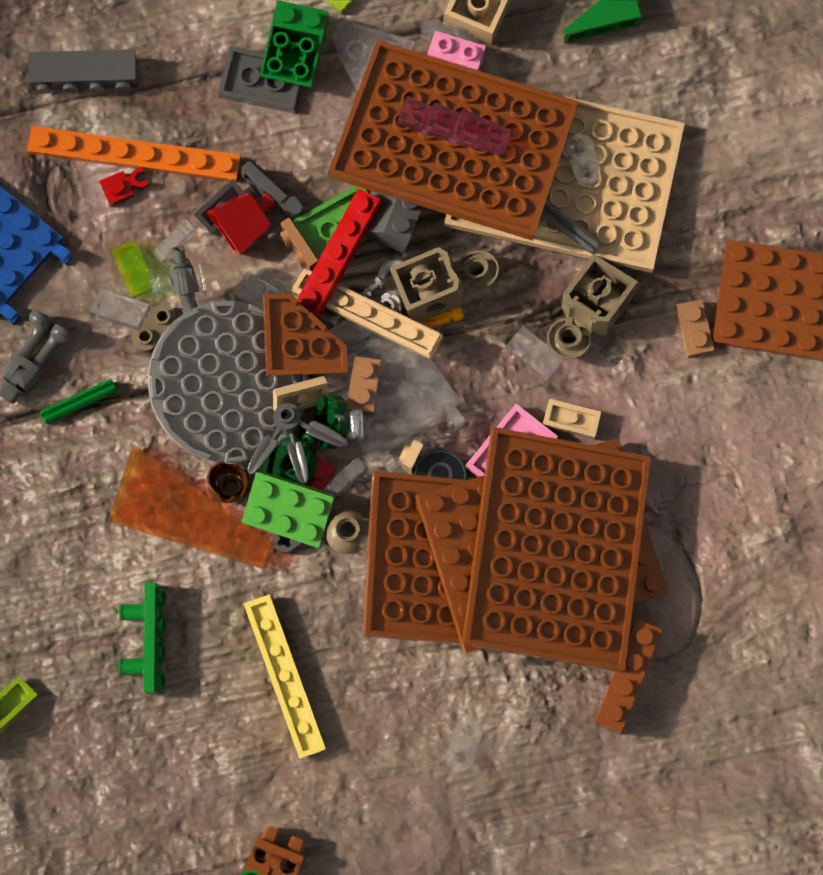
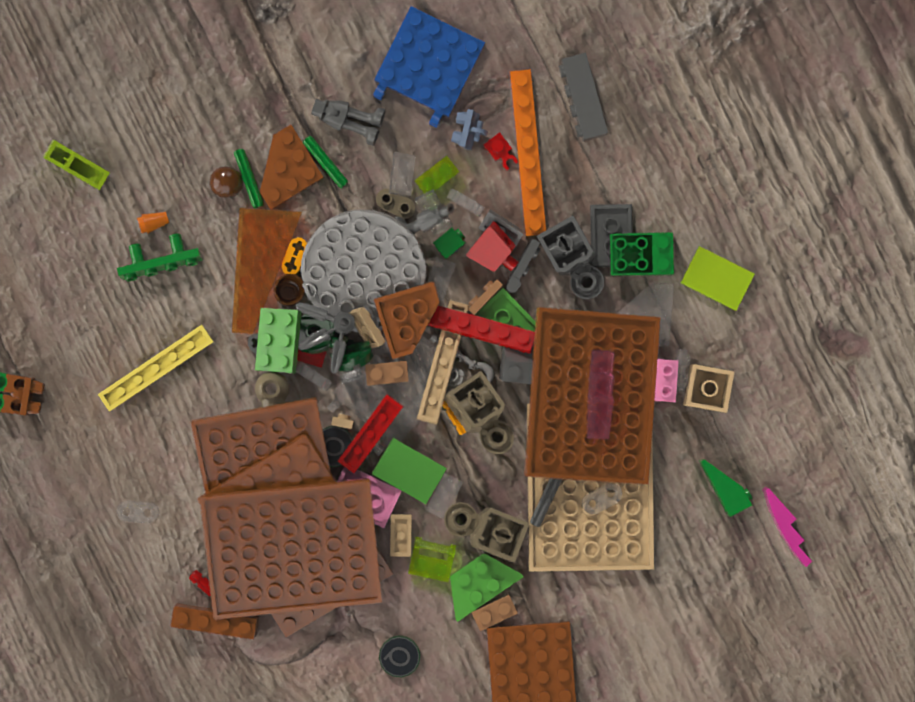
camera: 75 degrees right, 10 degrees up
(70, 531) = (226, 182): none -> reddish brown hair
(73, 502) = (248, 178): none -> green axle
(75, 212) = (471, 131): none -> sand blue hips
(75, 450) = (287, 168): none -> dark orange plate
(96, 638) = (152, 221): none -> orange cone
(184, 473) = (290, 254): none -> light orange beam
(220, 272) = (449, 242): none -> green brick
(272, 129) = (572, 257): none -> dark grey brick
(434, 421) = (370, 433): none -> red plate
(492, 388) = (409, 470): none -> bright green tile
(577, 681) = (203, 583): none -> red axle
(619, 392) = (430, 566): none -> clear neon green plate
(654, 337) = (479, 583): none -> bright green wing
(724, 457) = (399, 656): none -> black tile

